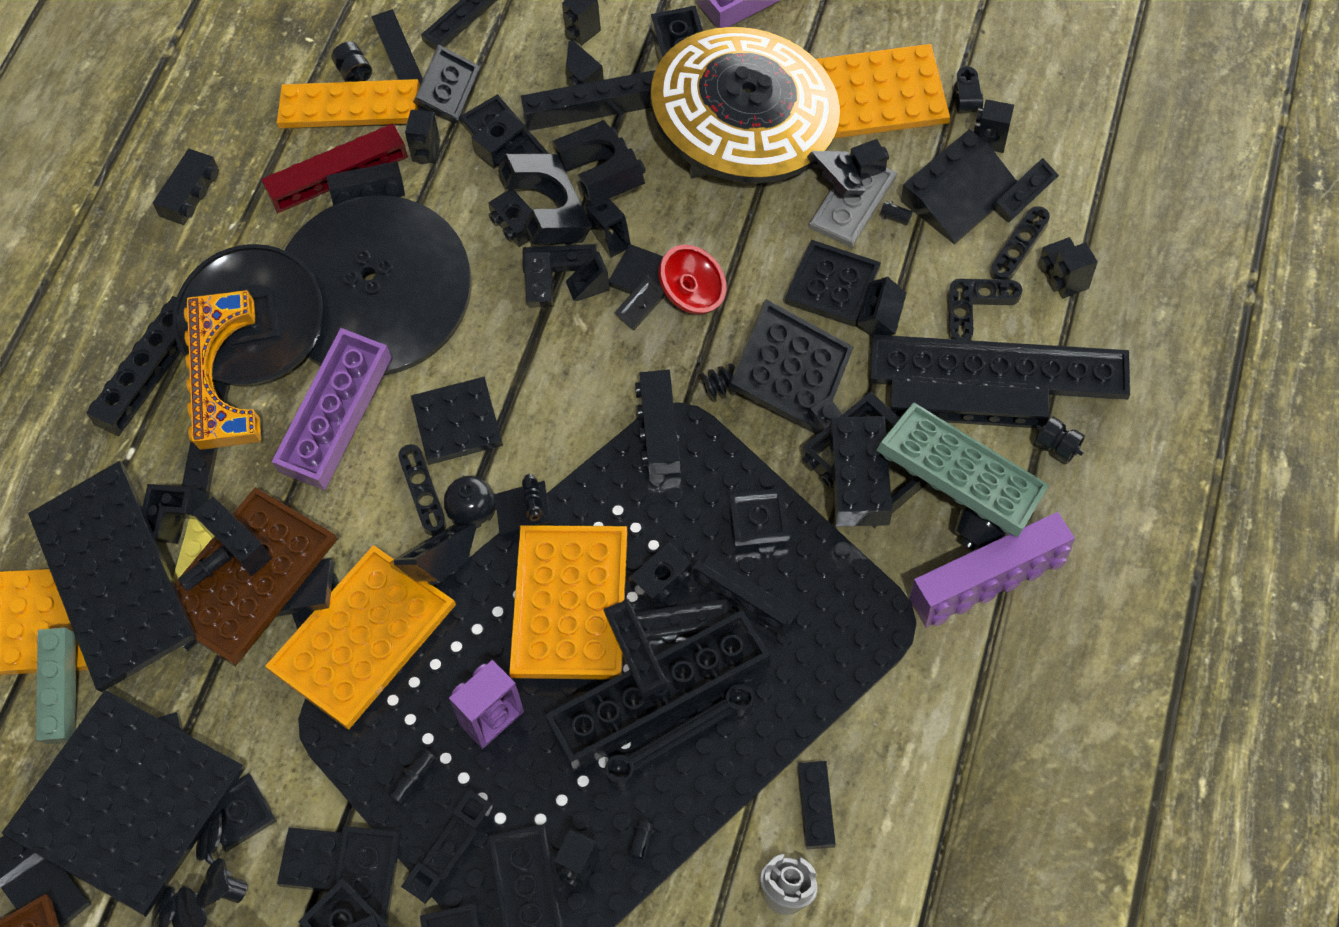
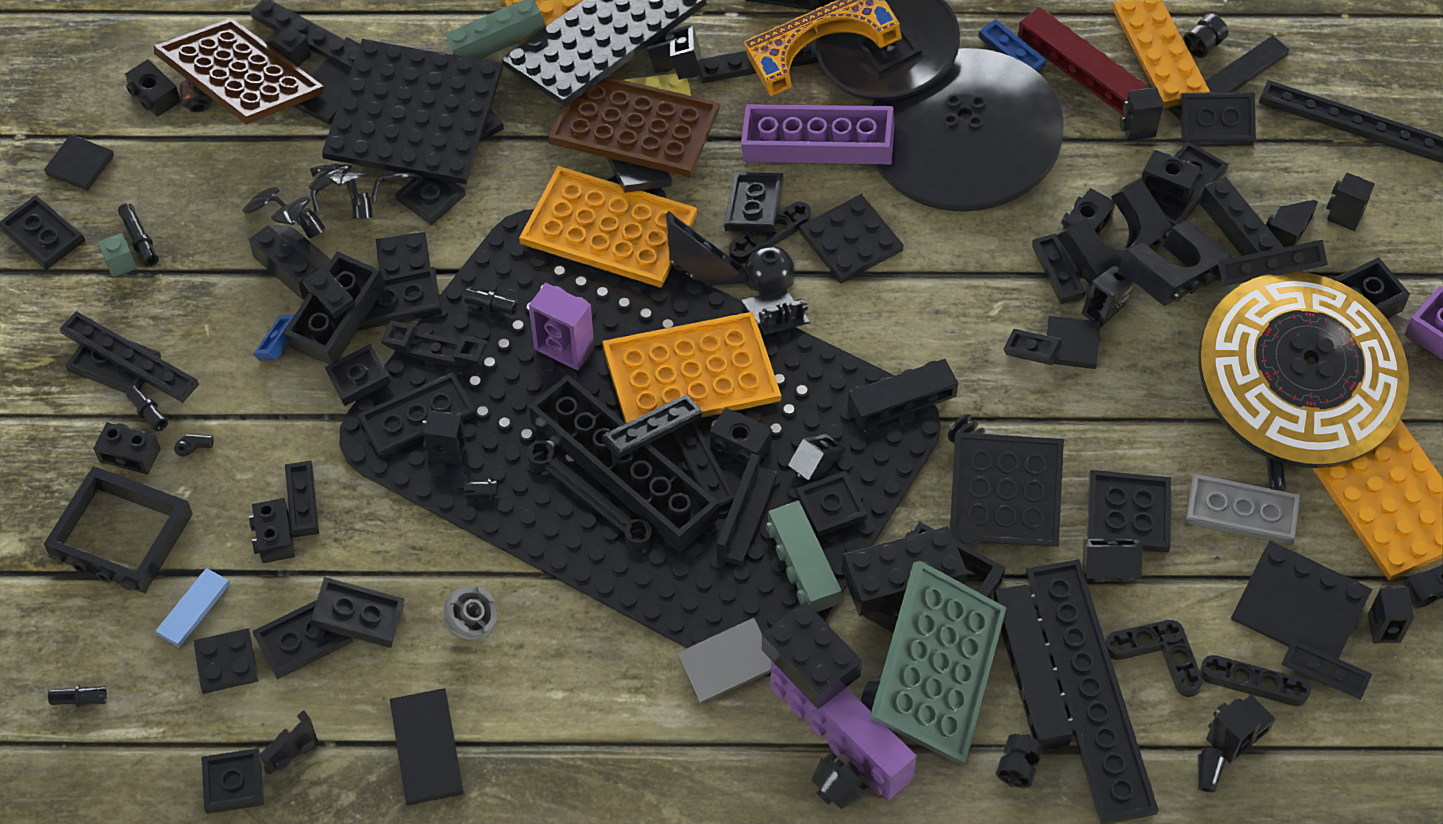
camera: 70 degrees right, 5 degrees down
(204, 569) = (627, 90): black axle -> none
(232, 536) = (660, 96): black brick -> none
(289, 220) = (1006, 42): none -> blue plate
(367, 181) = (1072, 89): black brick -> none
(382, 492) = (754, 202): none -> black tile
(539, 279) = (1020, 254): black brick -> none
(589, 278) = (1045, 299): black slope -> none
(636, 86) = (1272, 262): none -> black brick
(692, 279) = (1091, 376): red dish -> none
(705, 514) = (815, 456): none -> slope
(814, 554) = (803, 557): none -> sand green brick
(816, 805) = (558, 628): black plate -> none
(839, 171) = (1262, 478): black wing -> none
(869, 158) = (1291, 504): black brick -> none
(896, 212) = (1242, 546): black pin -> none
(899, 654) = (726, 661): none -> light grey tile
(944, 566) = (811, 655): none -> black brick
(1052, 591) = (837, 782): none -> black cone
(1095, 301) = (1210, 767): none -> black cone

